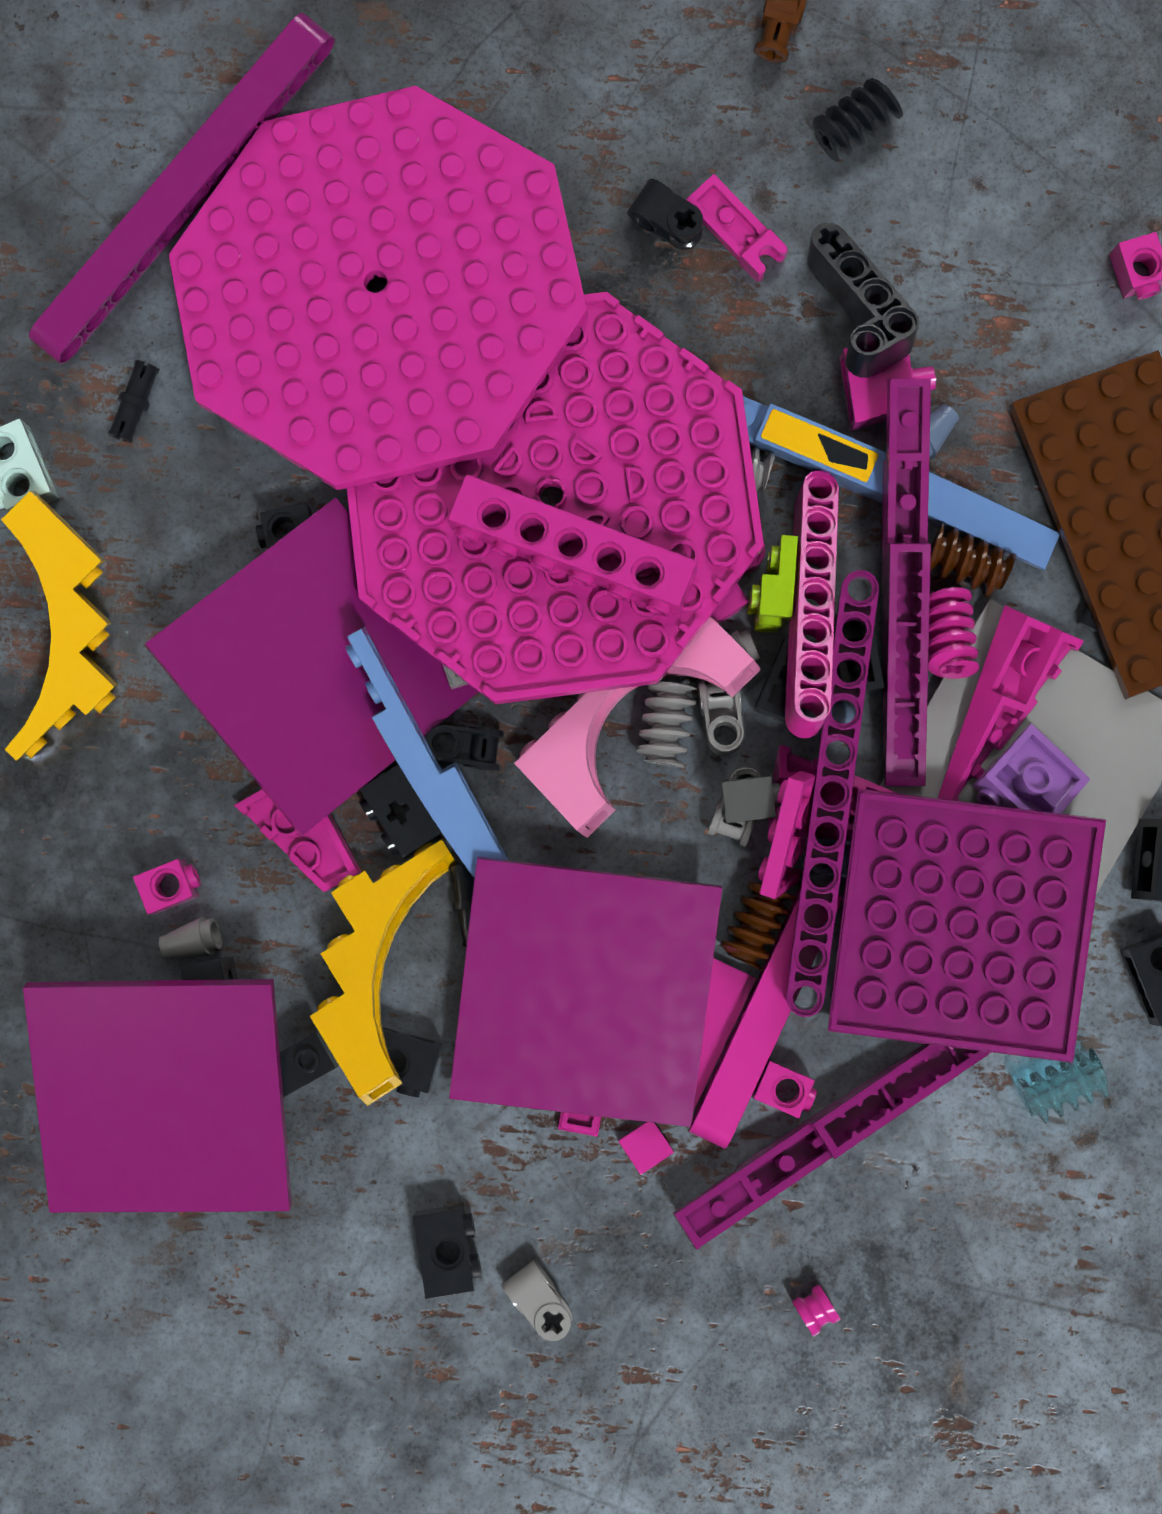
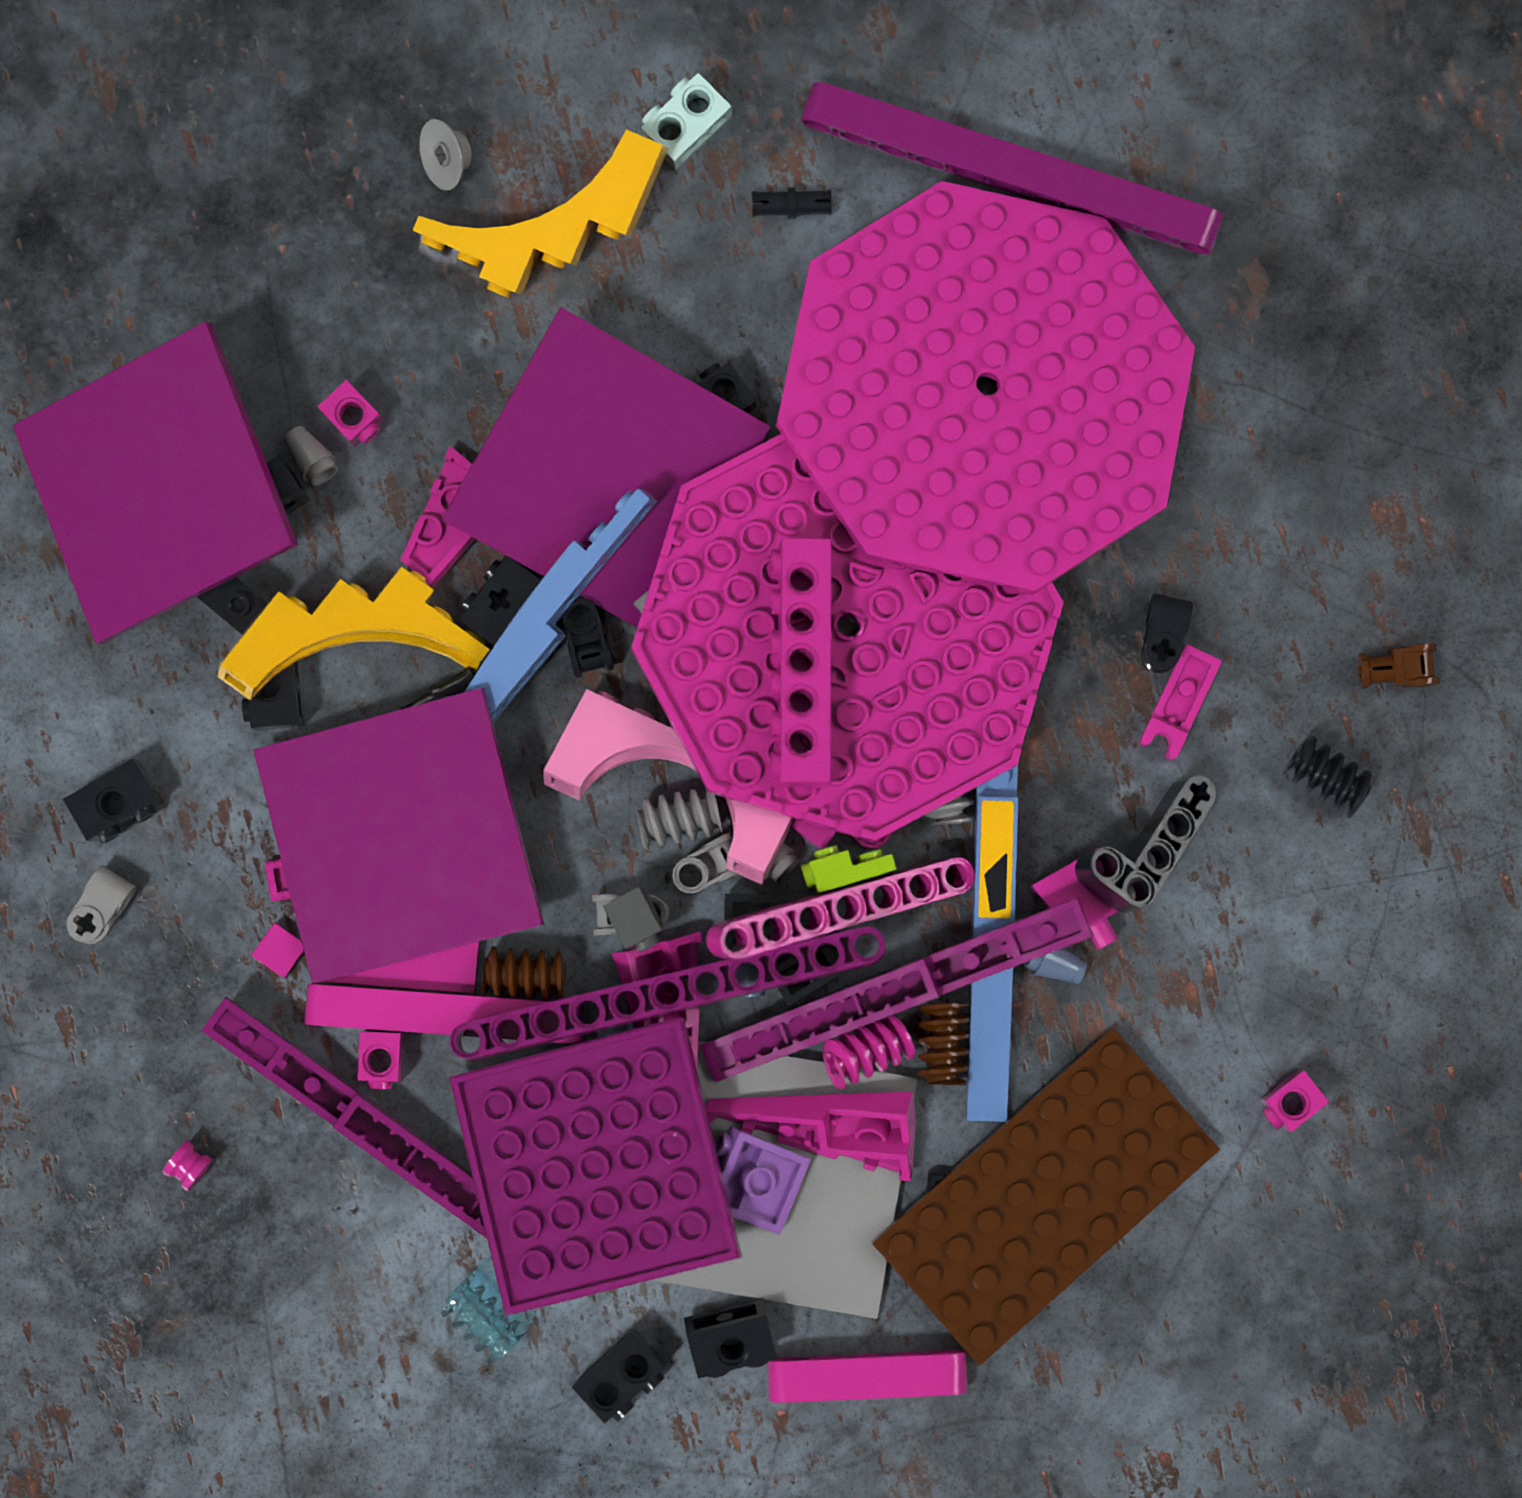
camera: 70 degrees right, 0 degrees up
(778, 869) = (604, 970): dark pink wing -> none

